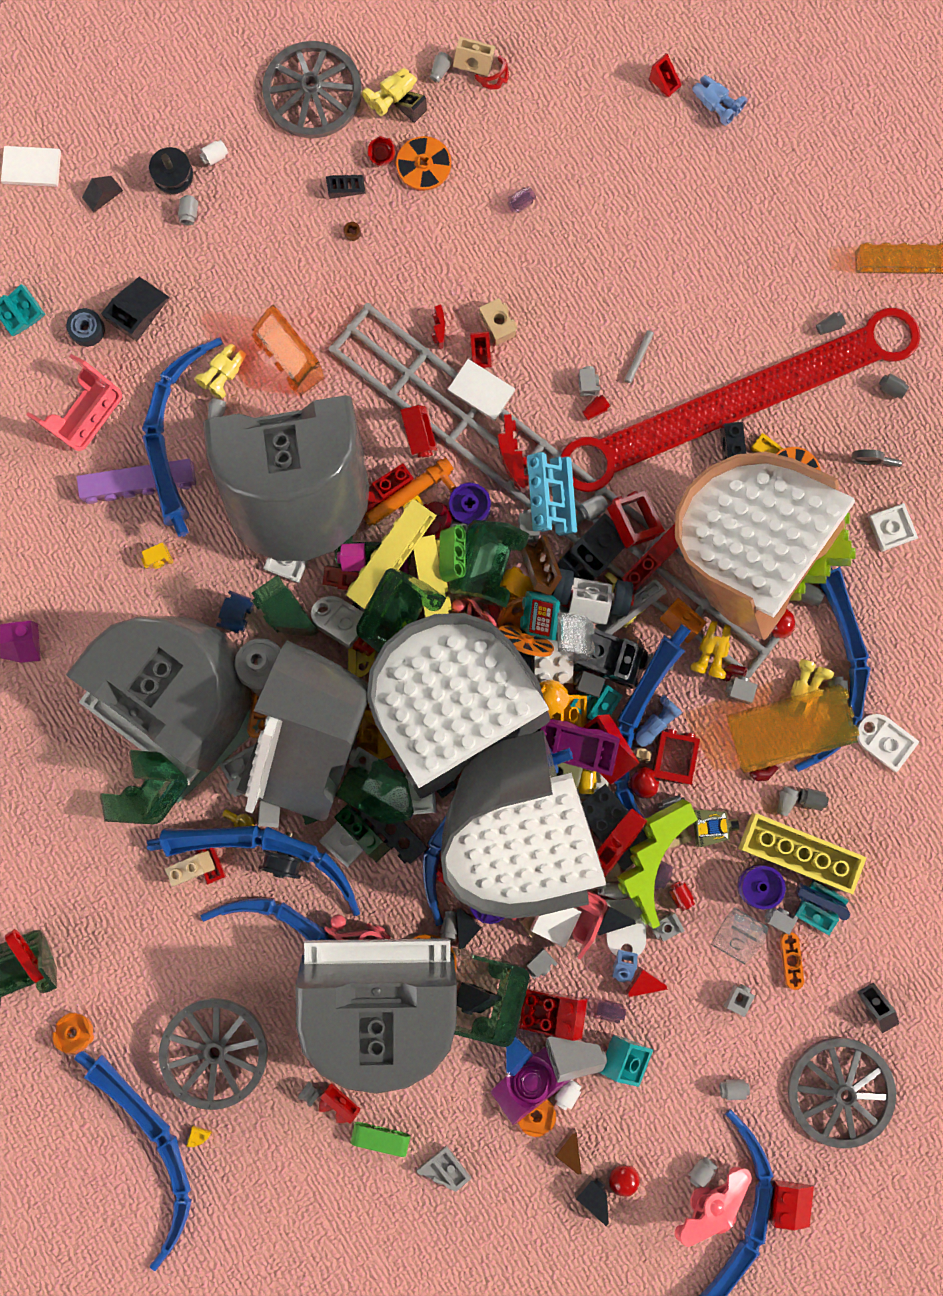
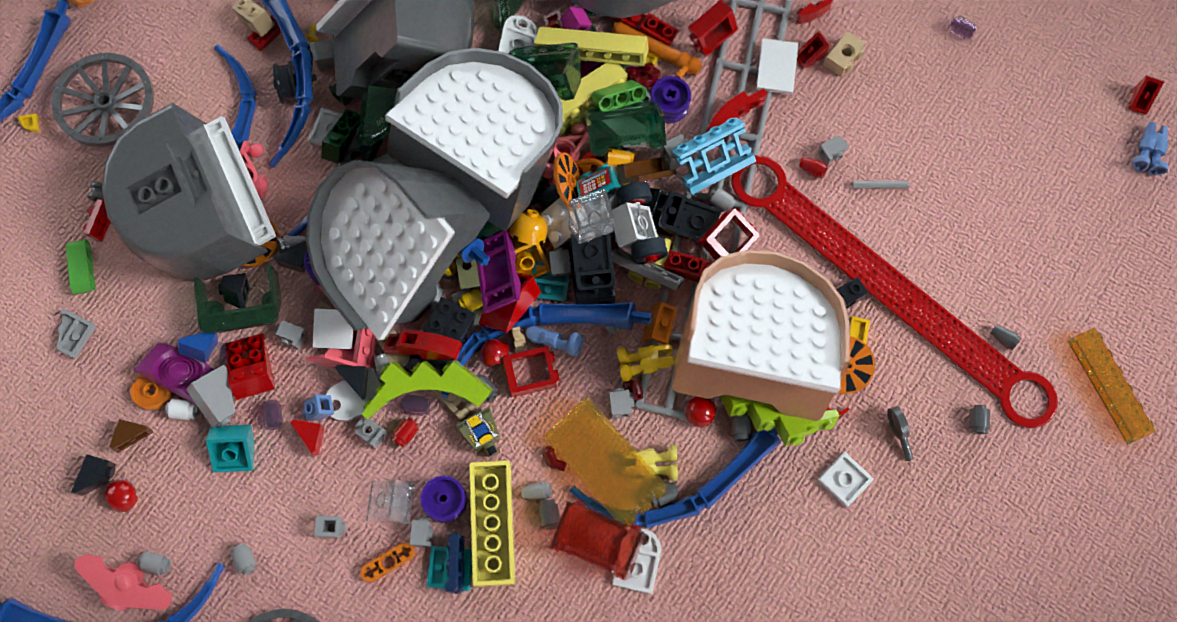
camera: 65 degrees right, 10 degrees down
(862, 766) = (598, 539): none -> clear red windscreen

